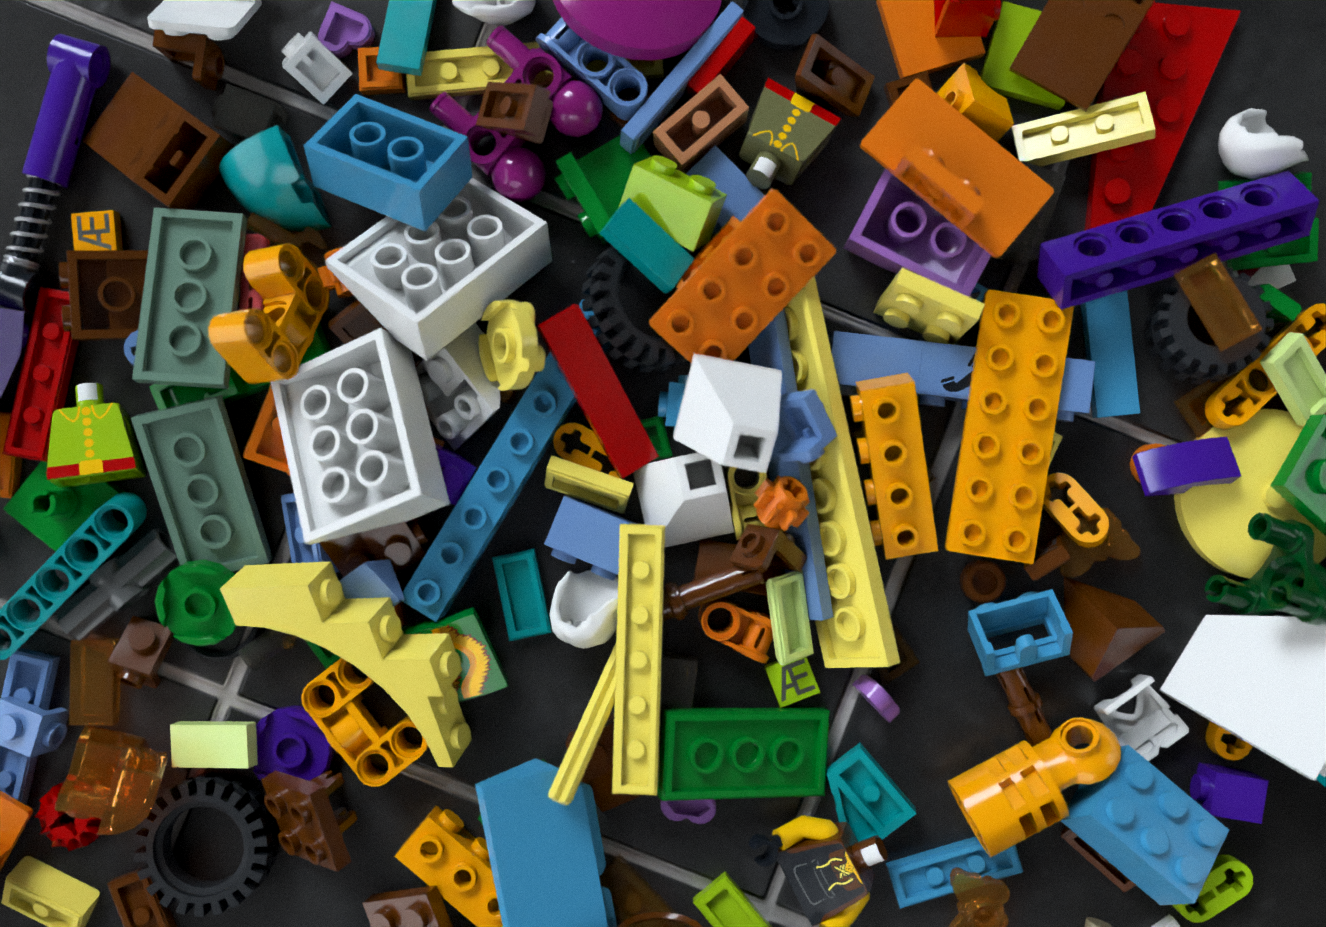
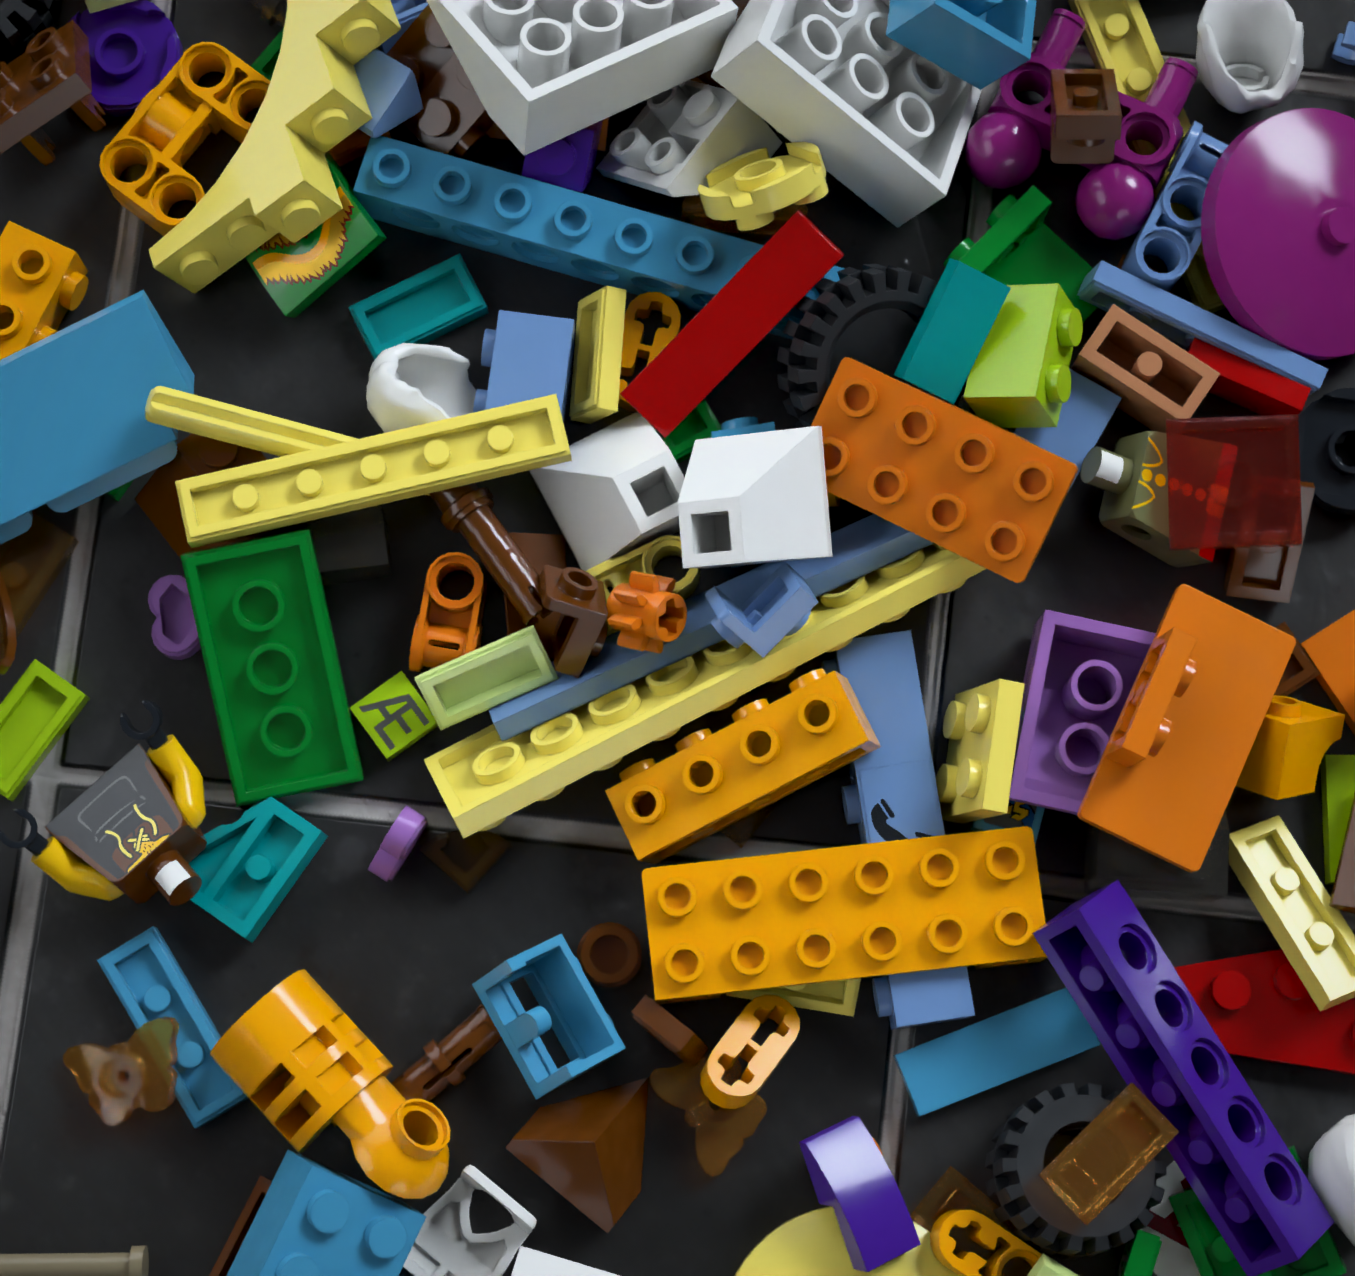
camera: 70 degrees right, 10 degrees down
(800, 86) = (1233, 482): none -> clear red tile

